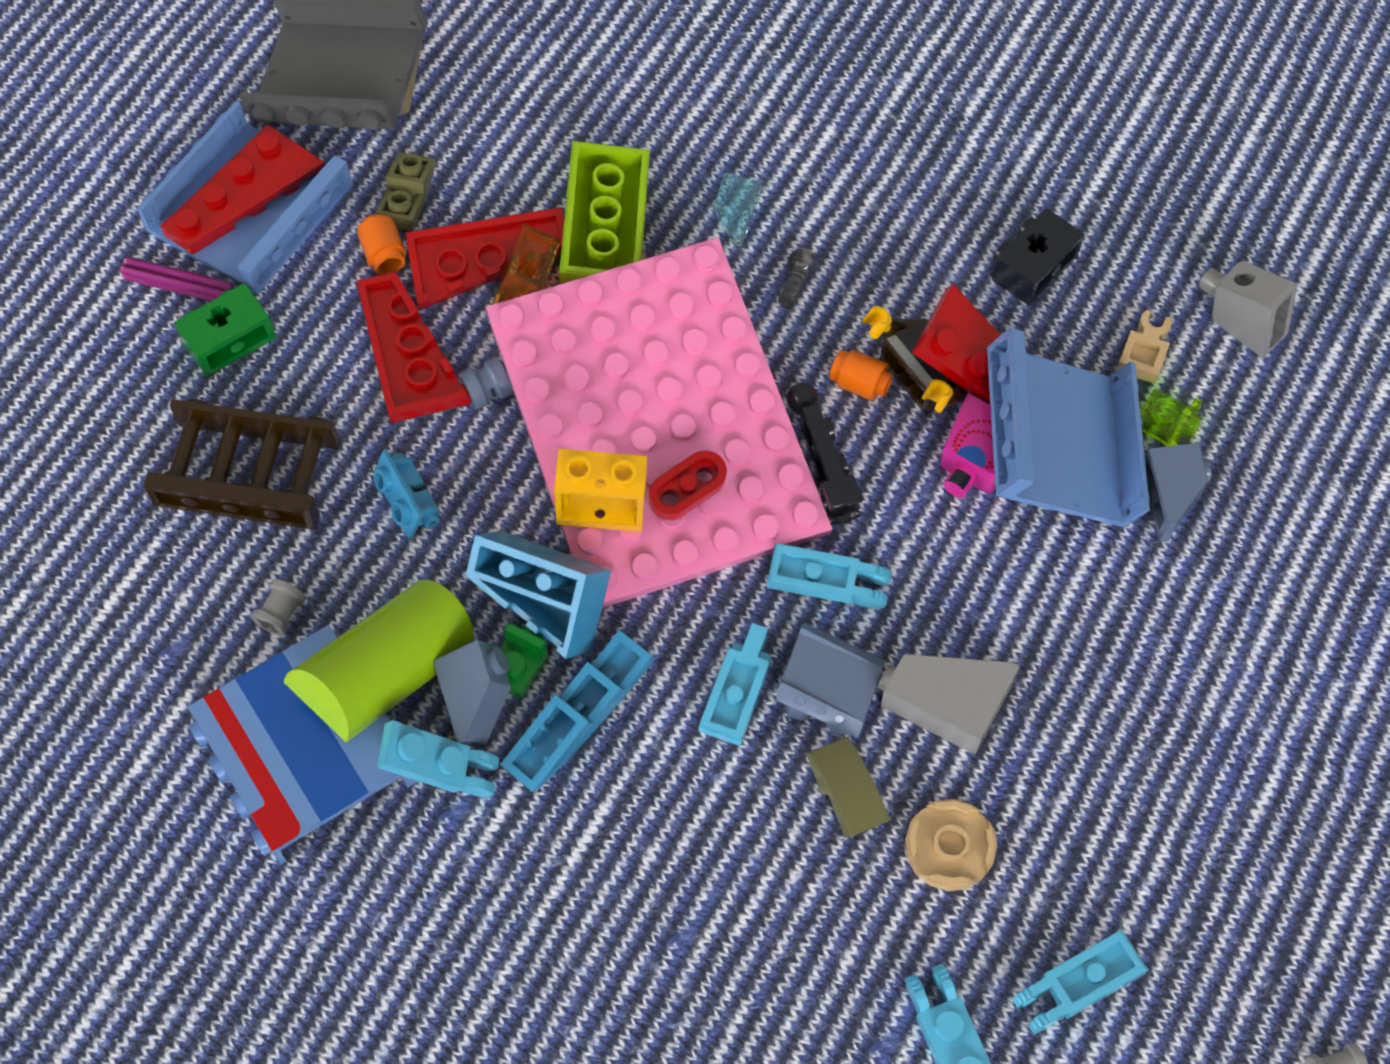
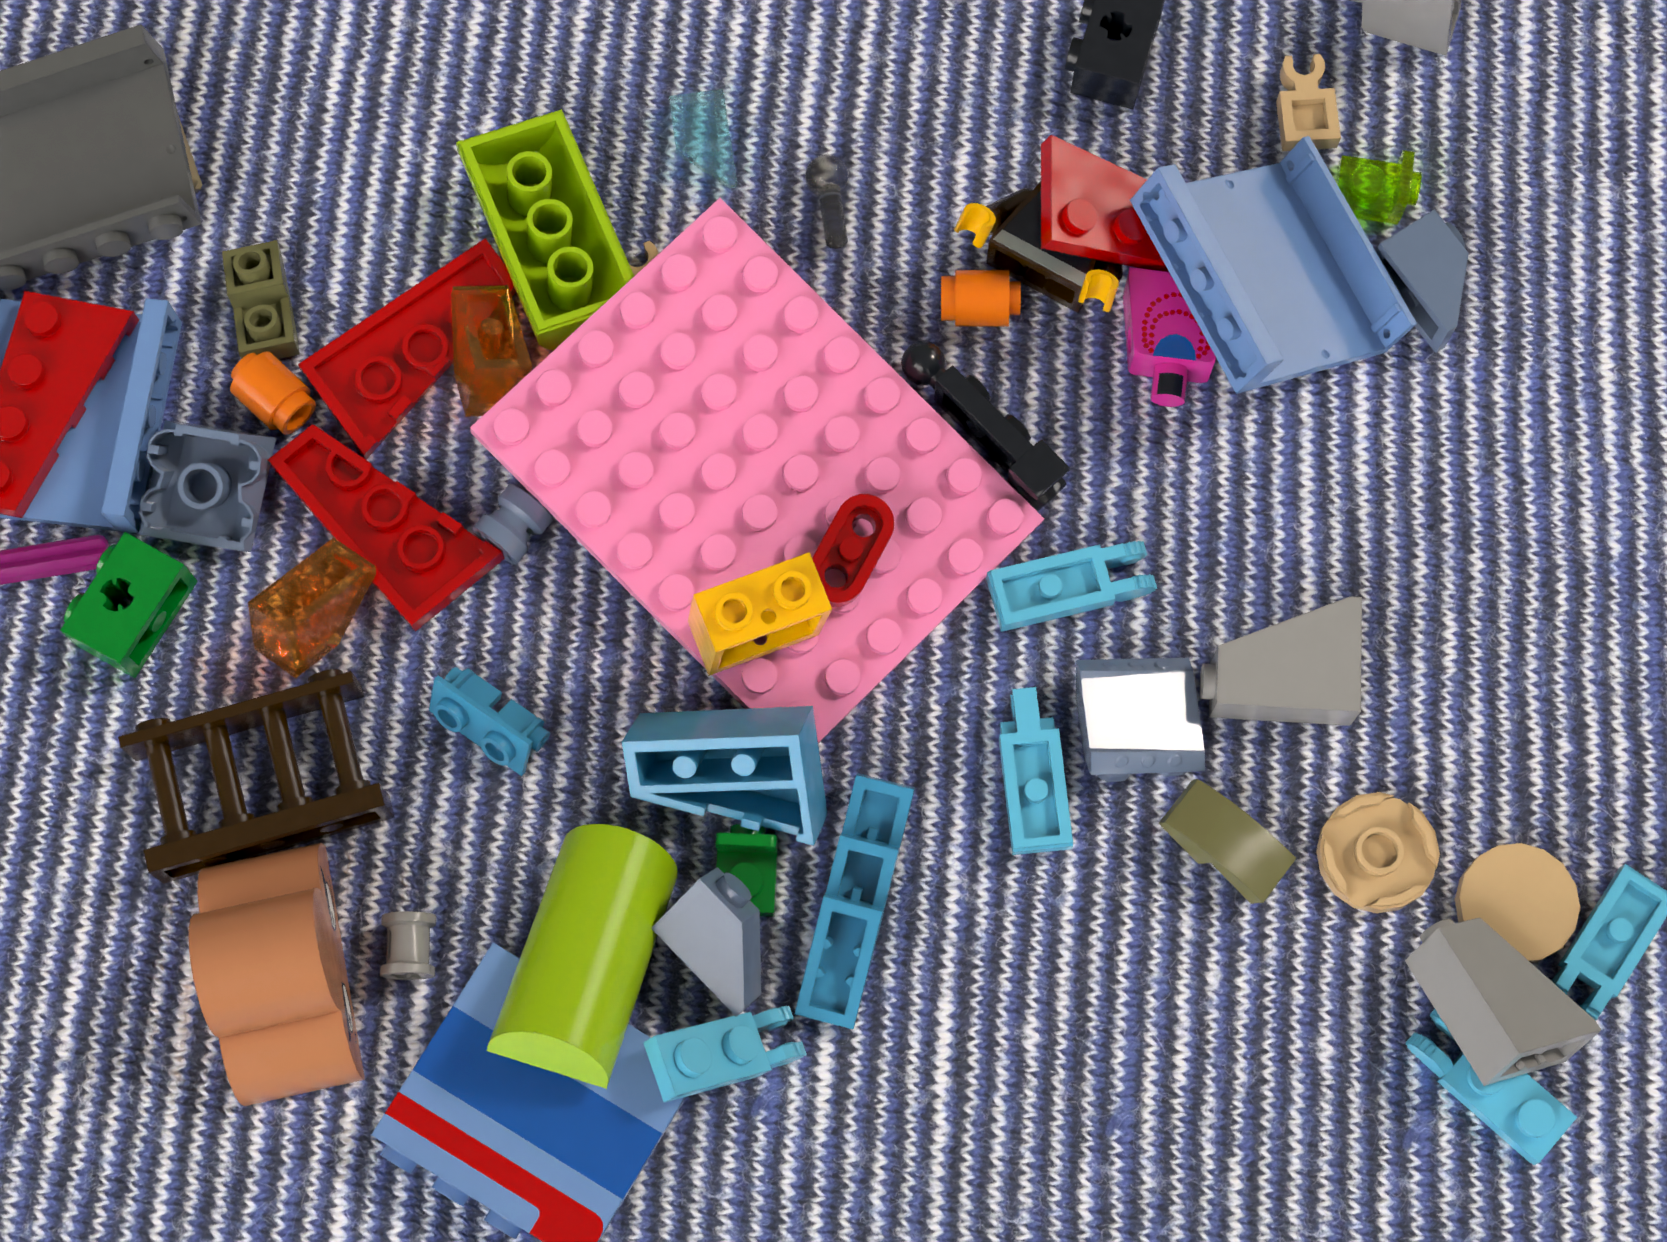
camera: 25 degrees left, 10 degrees up
(184, 586) = (275, 975): none -> nougat brick
(311, 280) = (205, 485): none -> sand blue slope
(331, 376) = (310, 607): none -> clear orange slope
(980, 978) = (1497, 1001): none -> light grey slope
(1032, 923) = (1521, 897): none -> tan tile

